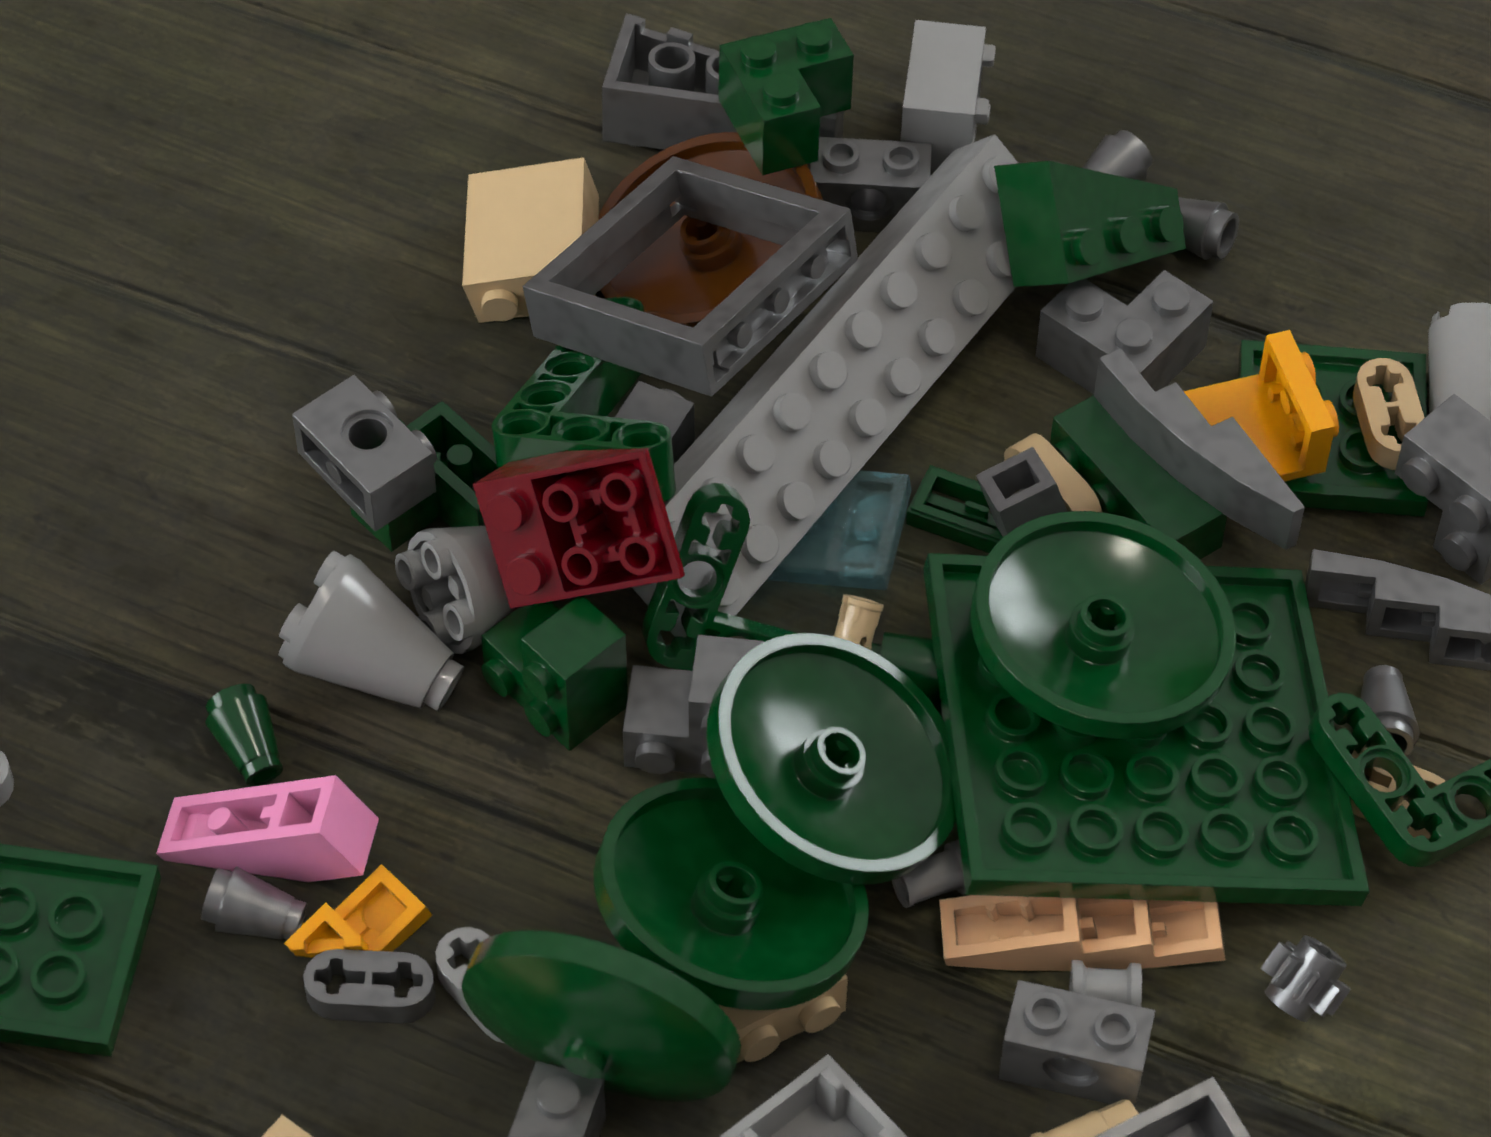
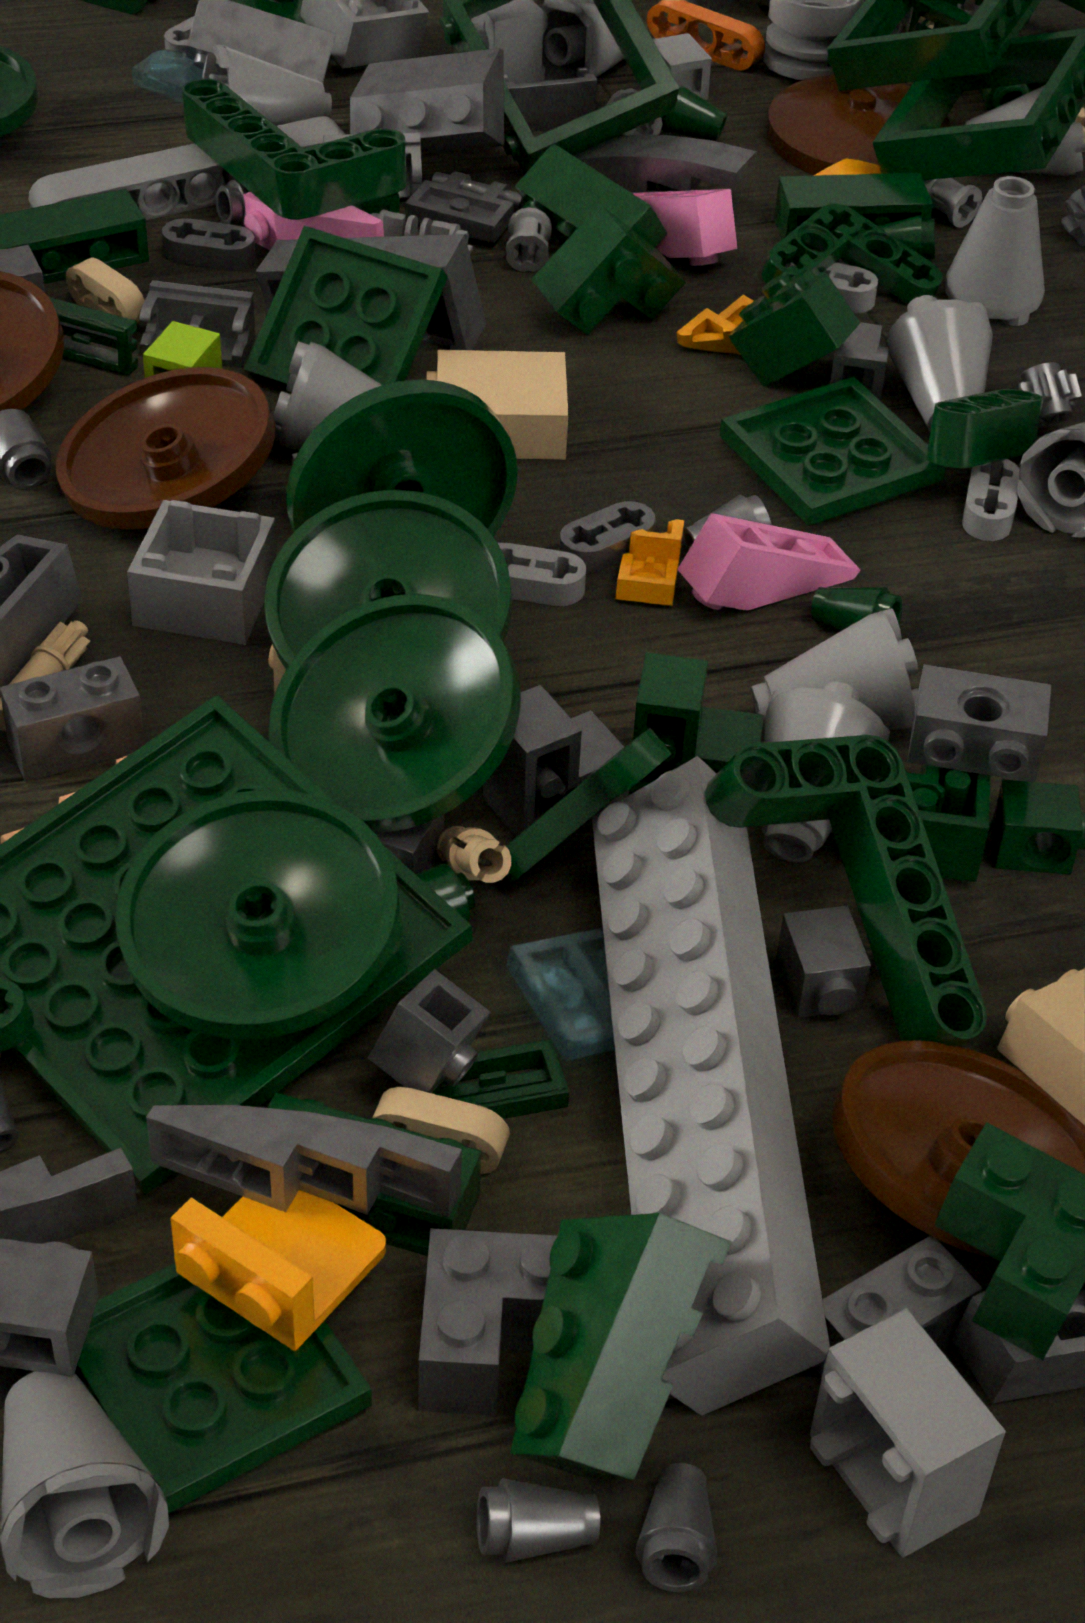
camera: 140 degrees right, 10 degrees down
(577, 524) = (725, 703): dark red slope -> none
(814, 254) = (882, 1103): flat silver window -> none
(1109, 984) = (57, 771): light grey bush -> none
(1377, 415) = (136, 1386): tan beam -> none

